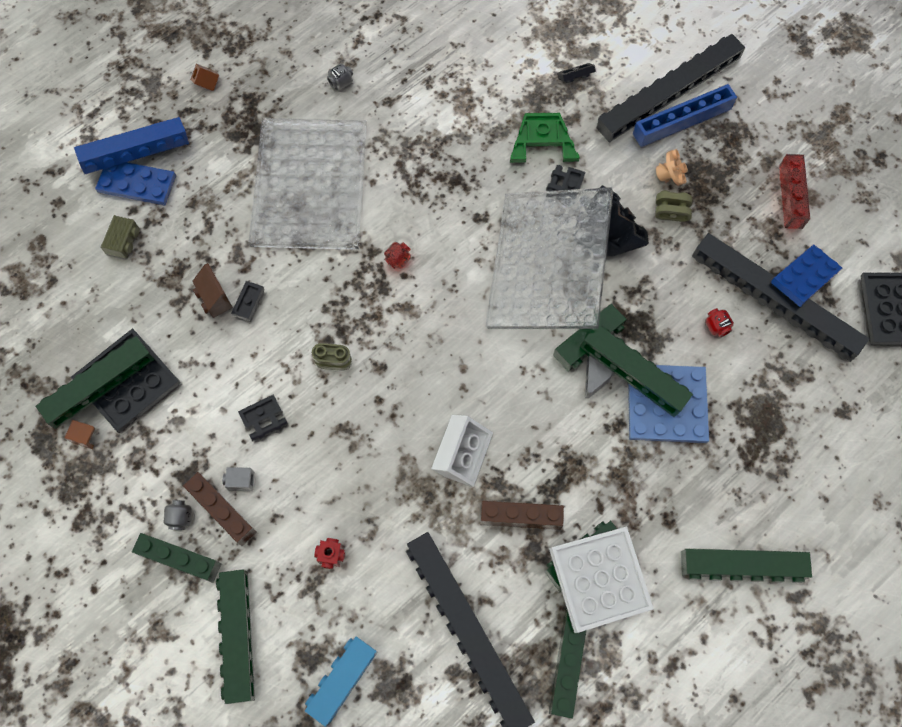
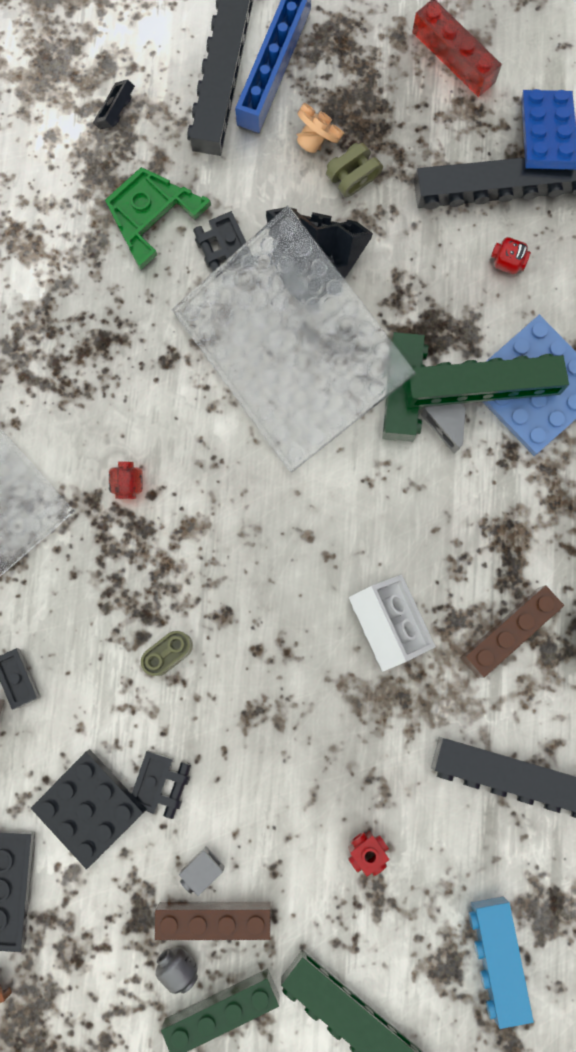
camera: 45 degrees left, 10 degrees up
(217, 395) = (88, 809): none -> black plate

